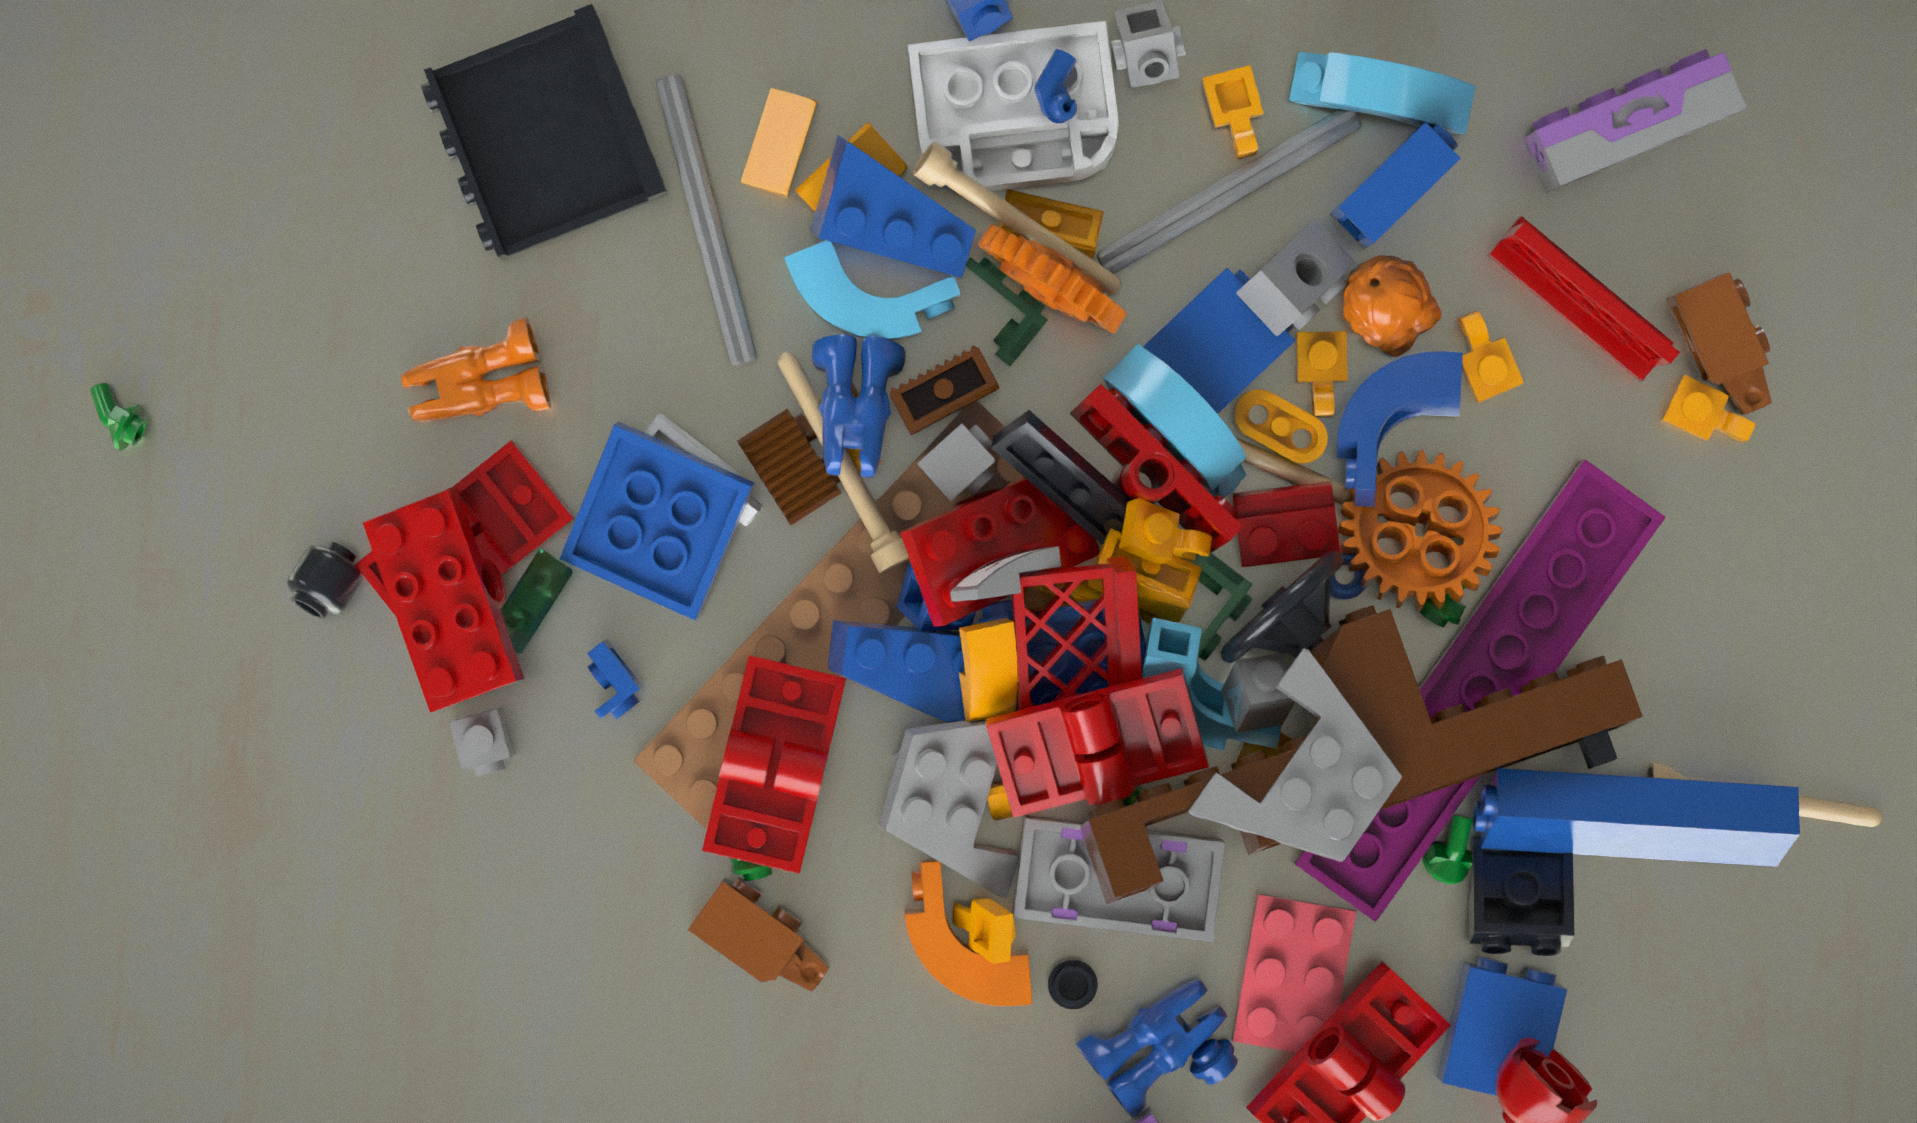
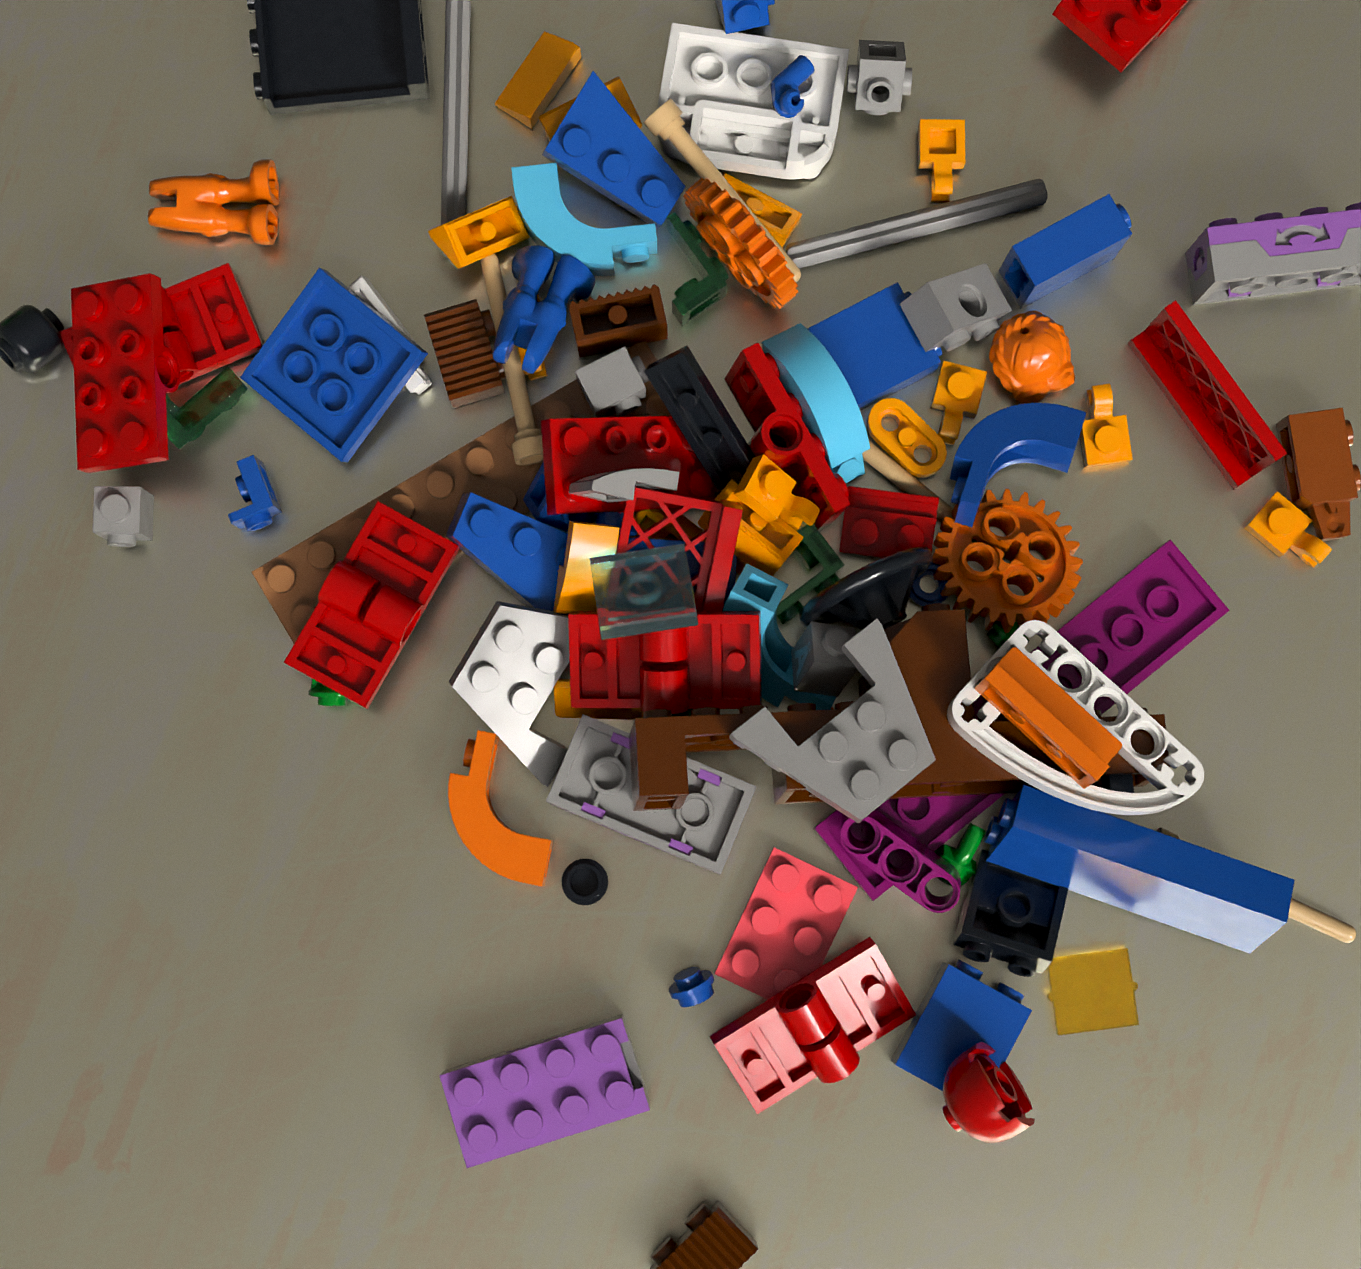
camera: 15 degrees right, 5 degrees down
(757, 938) = (313, 758): dark orange hinge -> none
(769, 334) = (480, 233): none -> light orange slope
(989, 928) = (522, 804): light orange plate -> none
(1058, 684) = (643, 591): none -> clear light blue tile
(1155, 1026) = (657, 952): blue piece -> none
(1382, 90) = (1074, 164): medium azure arch -> none
(1406, 893) = (911, 879): none -> magenta beam
(1505, 701) = (1049, 717): none -> orange panel
(1534, 673) = (1093, 685): none -> white beam
(1625, 949) = (1092, 991): none -> clear yellow piece

